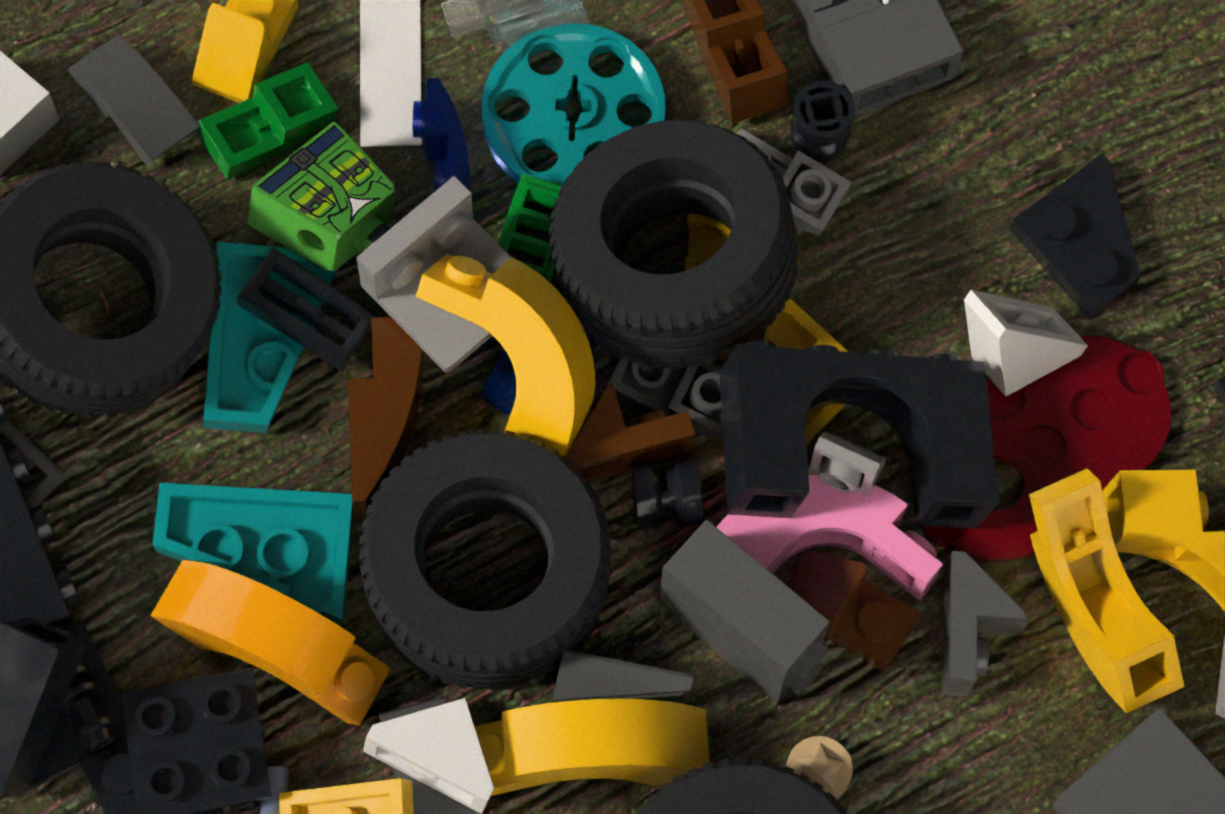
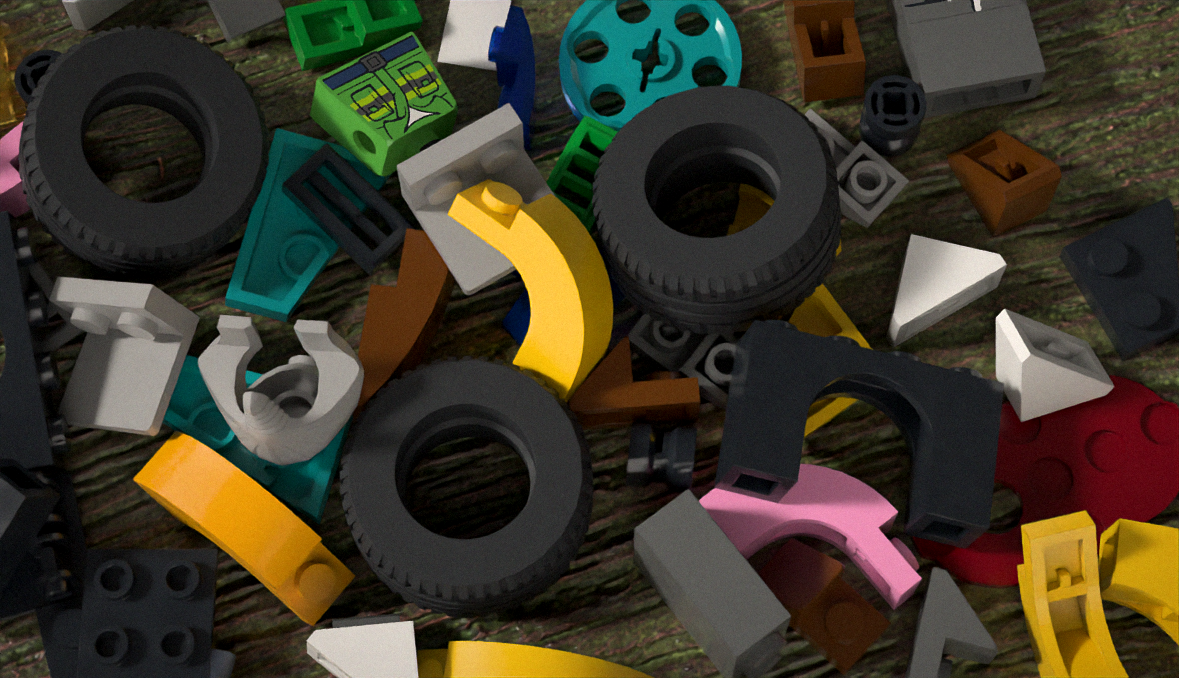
camera: 15 degrees right, 0 degrees up
(117, 493) = (128, 356): none -> light grey bracket
(297, 515) = (293, 407): none -> light grey piece
(597, 677) = (555, 627): dark grey slope -> none
(846, 465) = (843, 460): light grey slope -> none
(898, 275) = (937, 282): none -> white slope
(943, 164) = (1005, 180): none -> reddish brown slope

